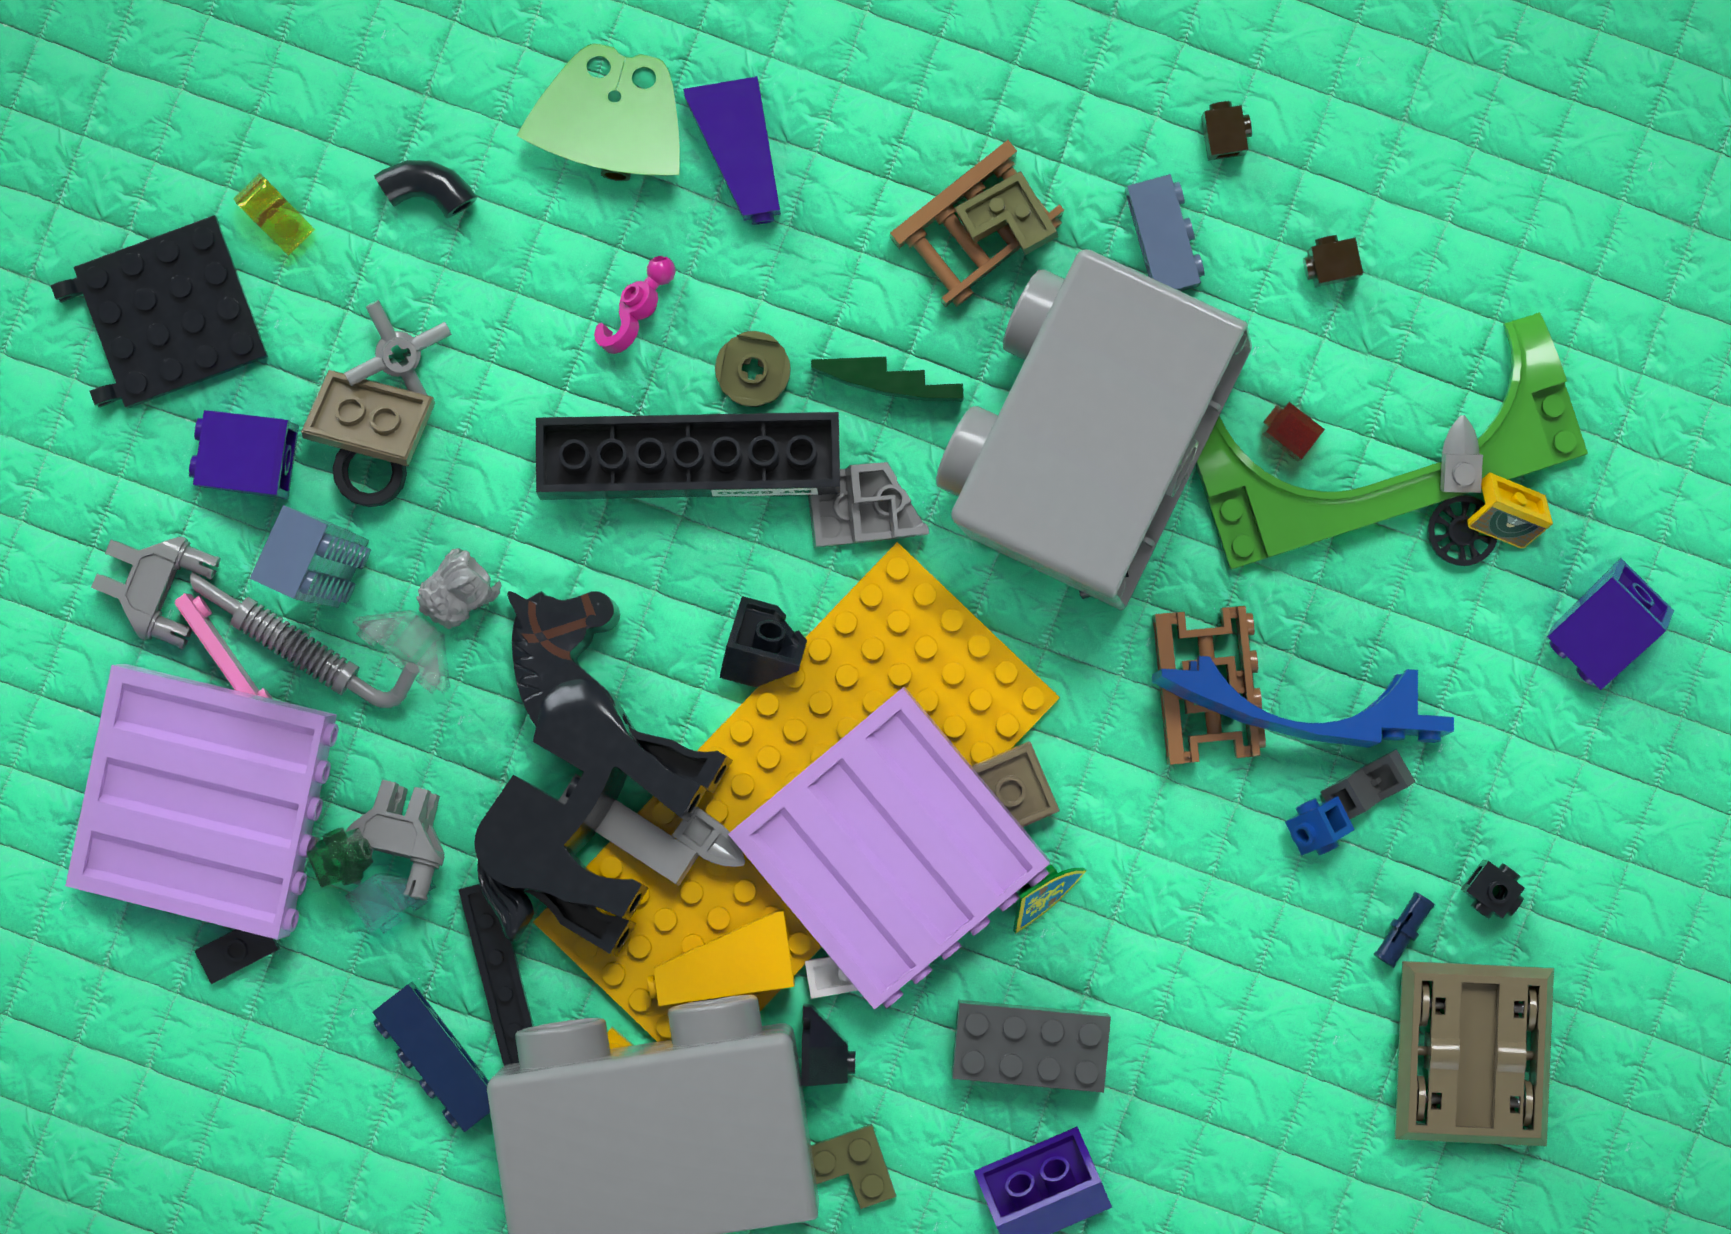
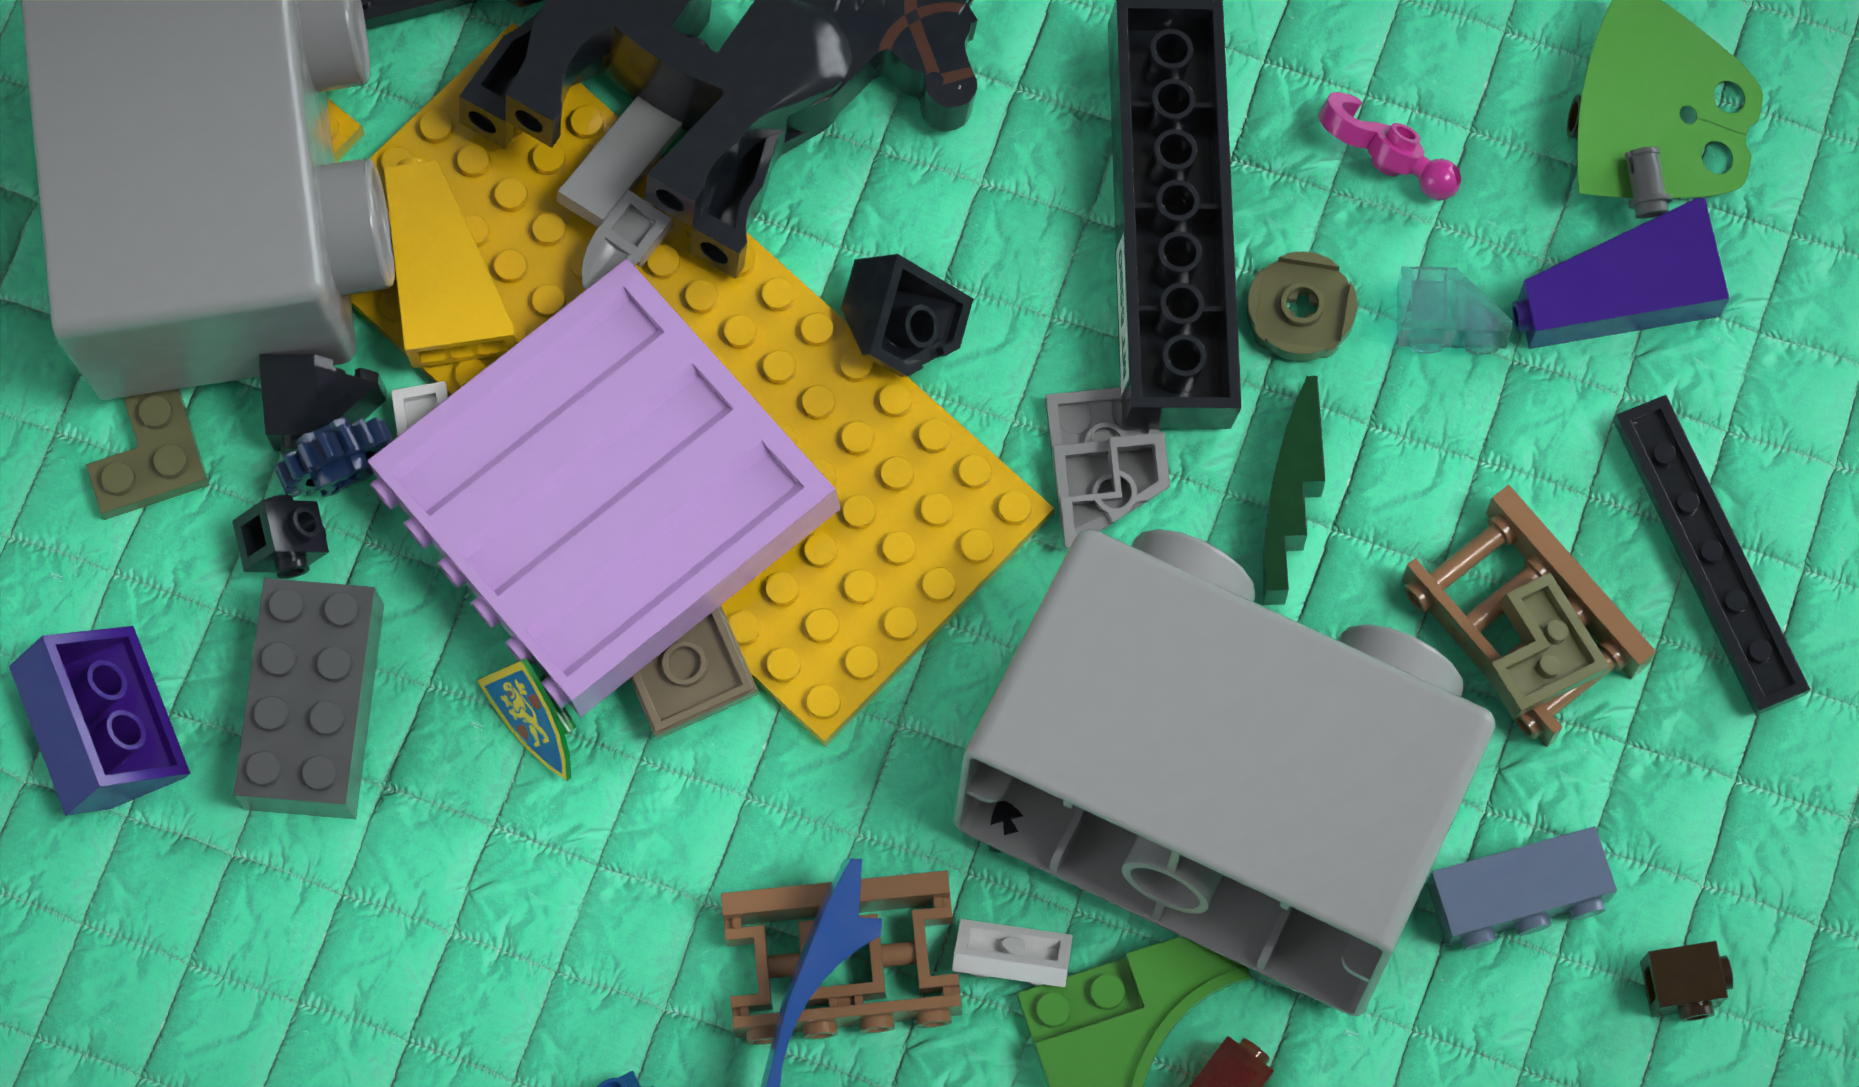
camera: 90 degrees right, 15 degrees down
(672, 127) = (1647, 183): none -> dark grey pin
(757, 270) = (1447, 310): none -> clear light blue slope
(865, 1033) = (332, 457): none -> dark blue gear
(918, 1069) = (280, 536): none -> black brick
(933, 98) = (1711, 555): none -> black plate
(1205, 572) = (1012, 953): none -> white plate

